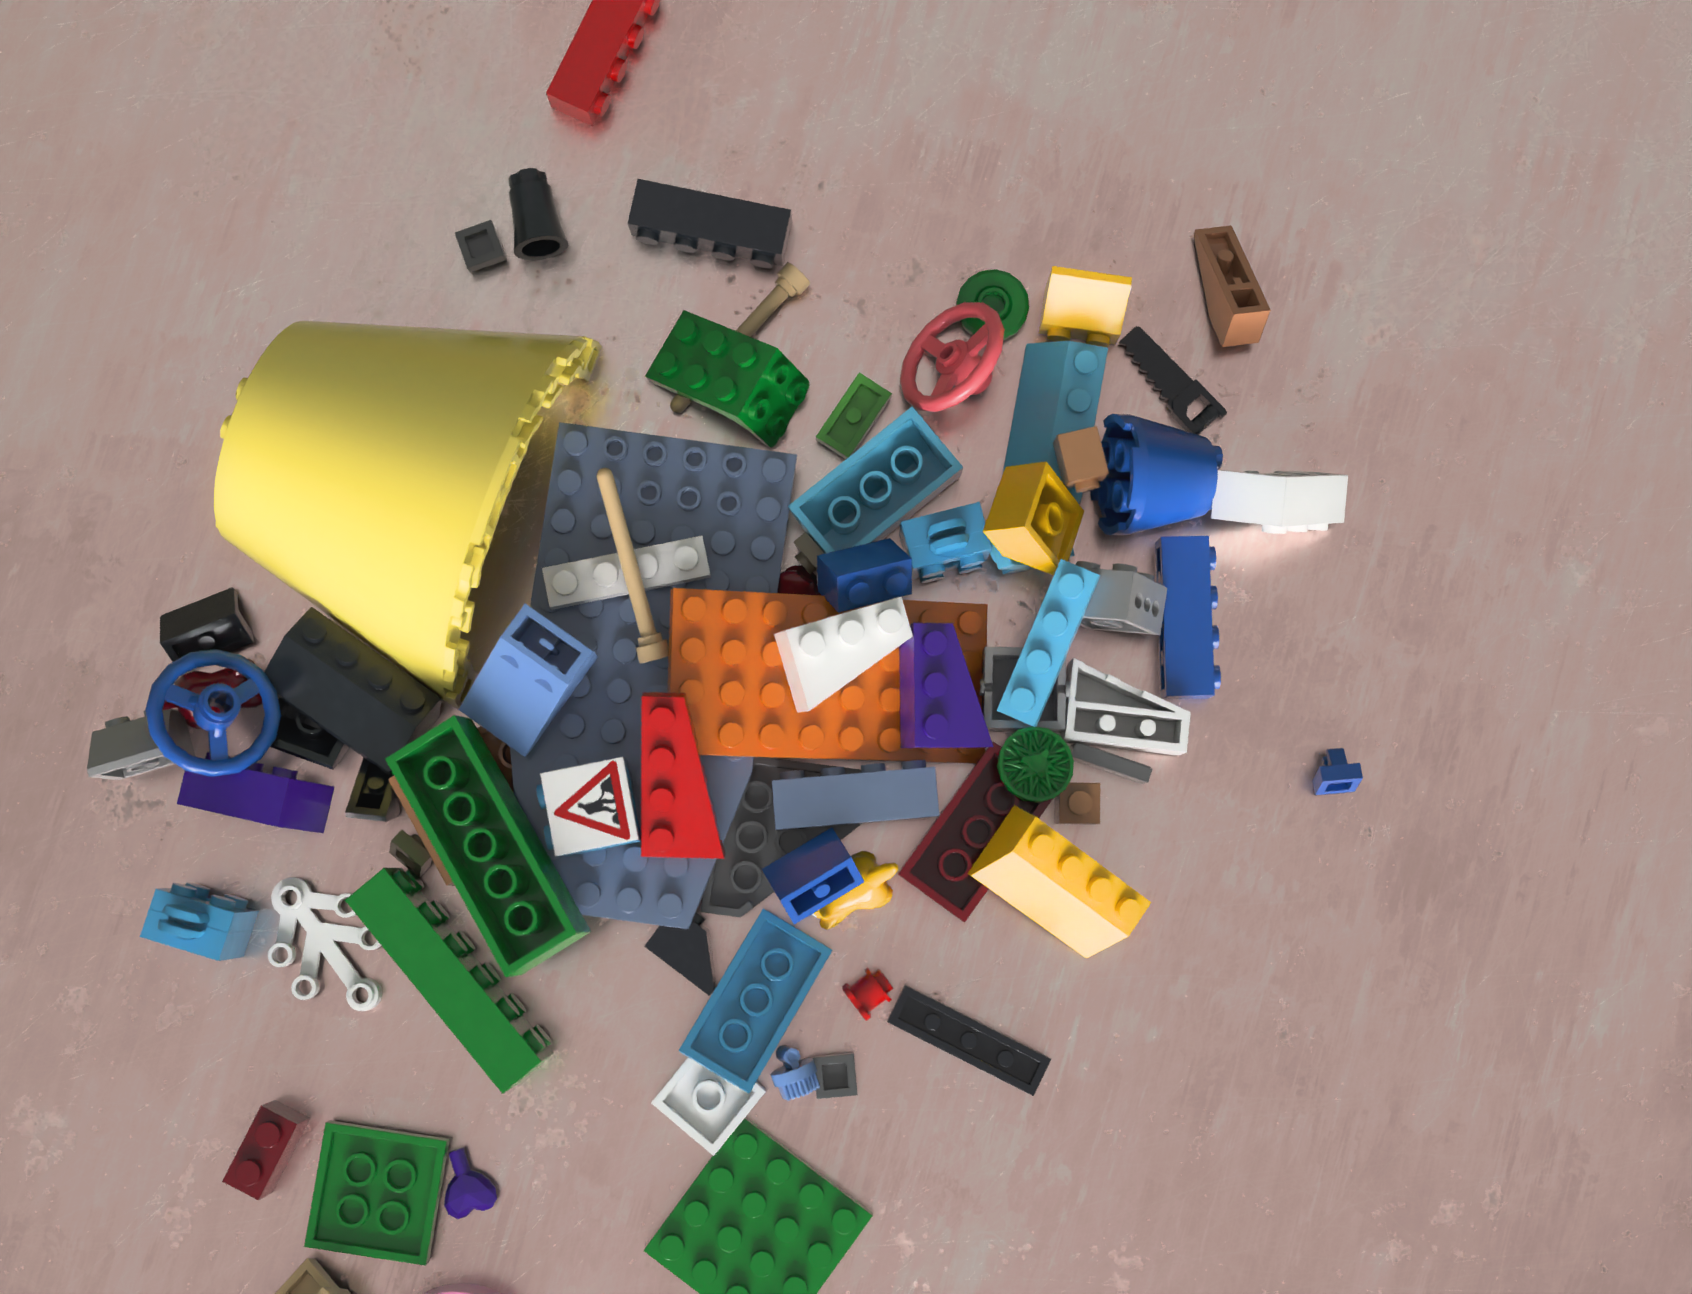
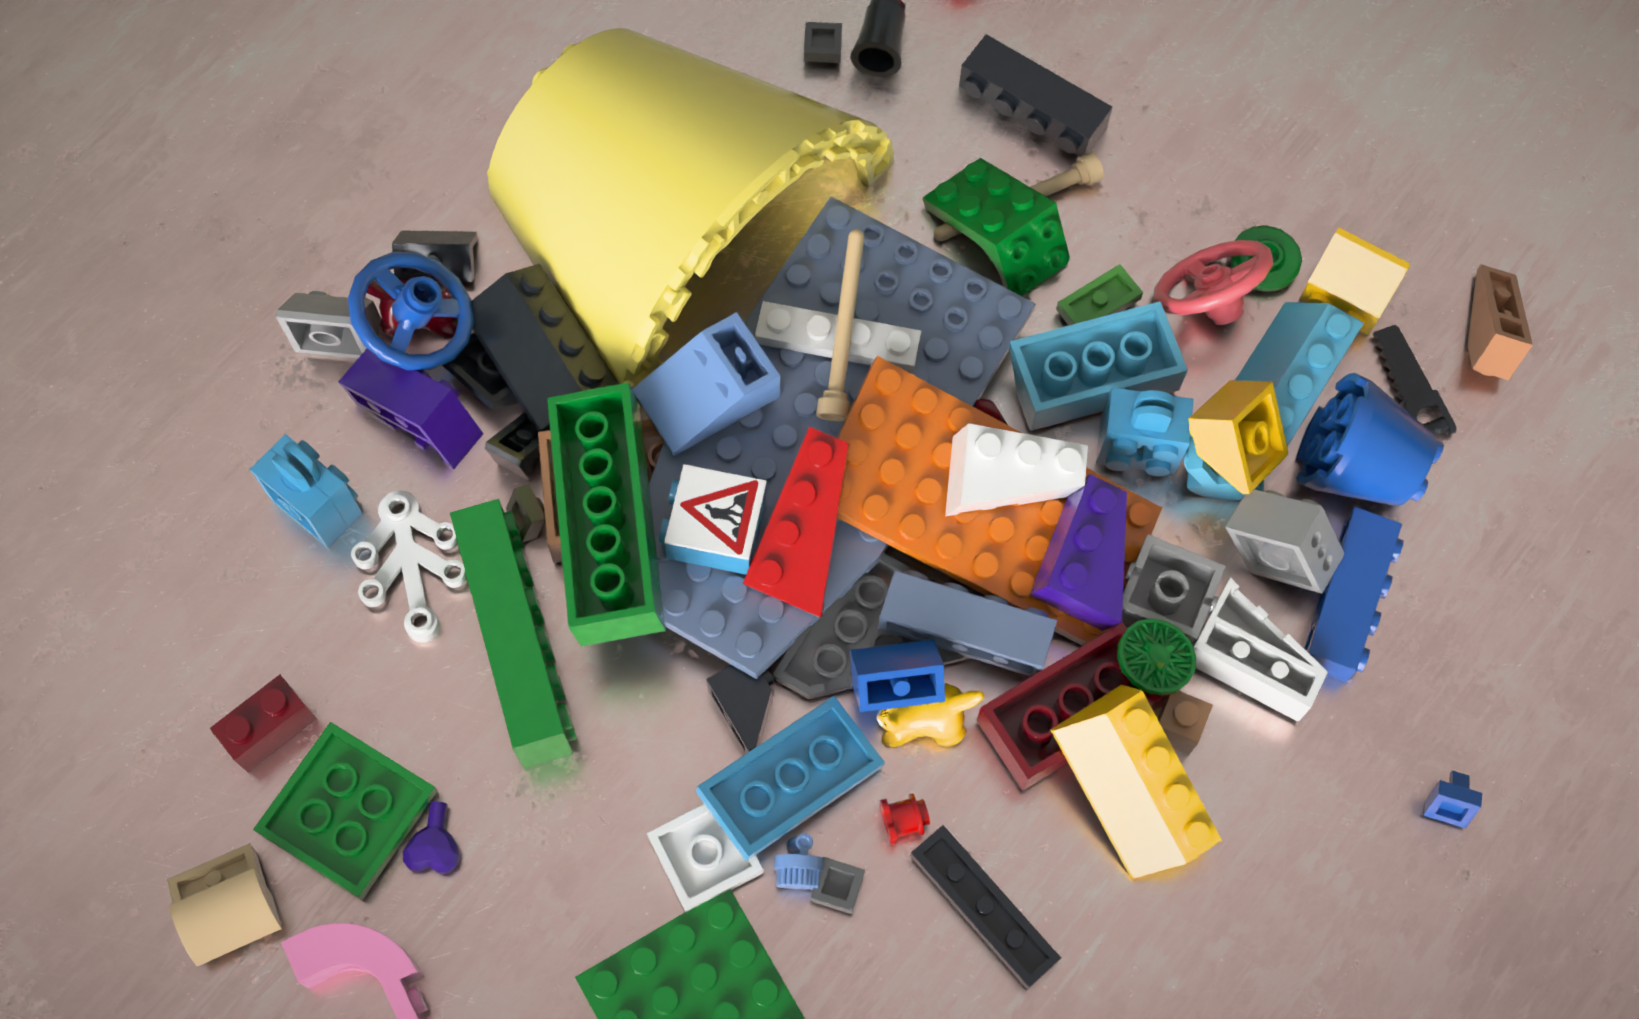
camera: 20 degrees right, 15 degrees down
(807, 553) = (1013, 402): dark tan plate -> none
(864, 575) = (1059, 420): blue brick -> none
(1048, 643) = (1212, 546): medium azure plate -> none
(1081, 459) = (1304, 398): medium nougat brick -> none
(1110, 763) = (1227, 698): dark grey tile -> none
(1281, 499) = (1487, 511): white wedge -> none

